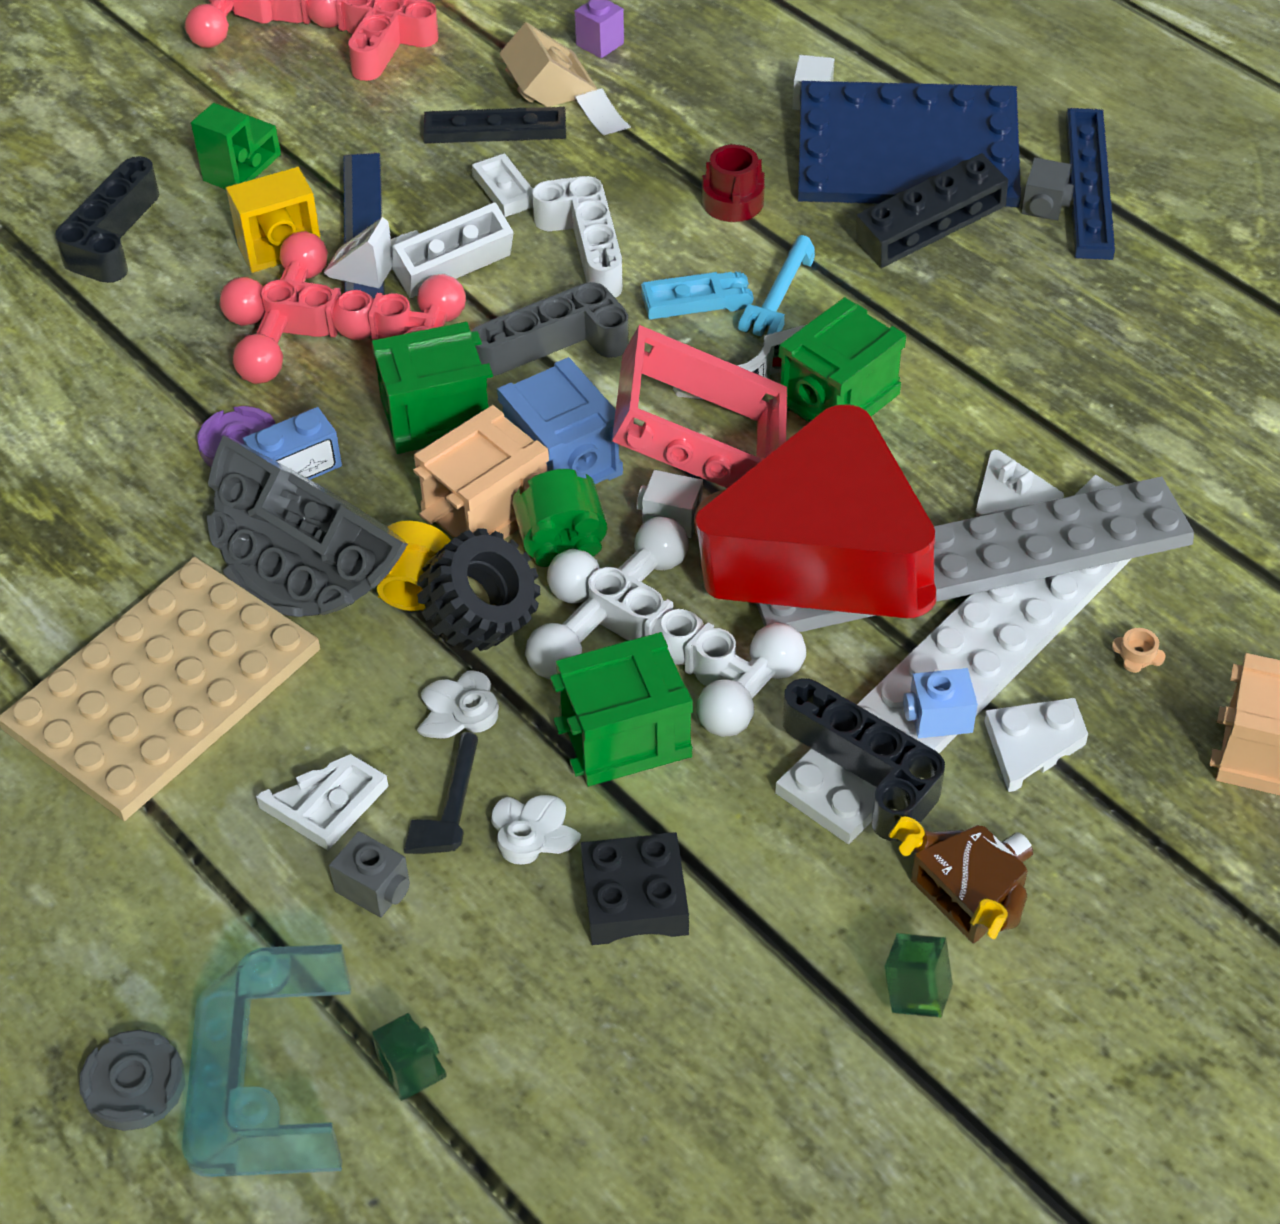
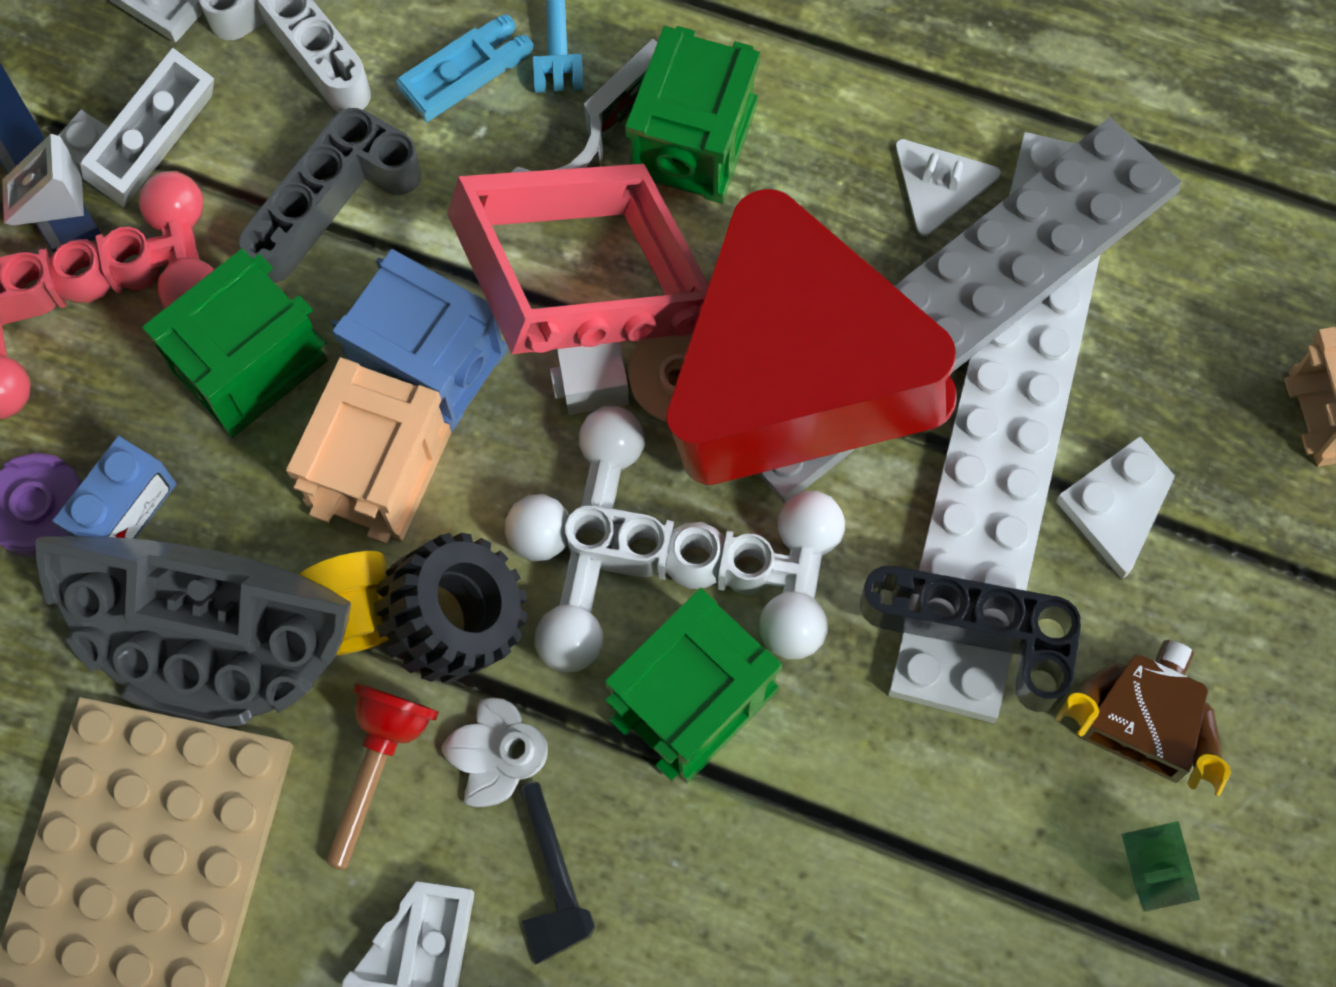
camera: 25 degrees left, 20 degrees up
(393, 646) = (387, 723): none -> piece
(532, 828) = (661, 862): white plate -> none
(559, 515) = (483, 459): green brick -> none
(634, 887) = (812, 895): black brick -> none
(941, 703) = (1025, 521): light blue brick -> none
(1139, 649) = (1175, 329): light nougat plate -> none

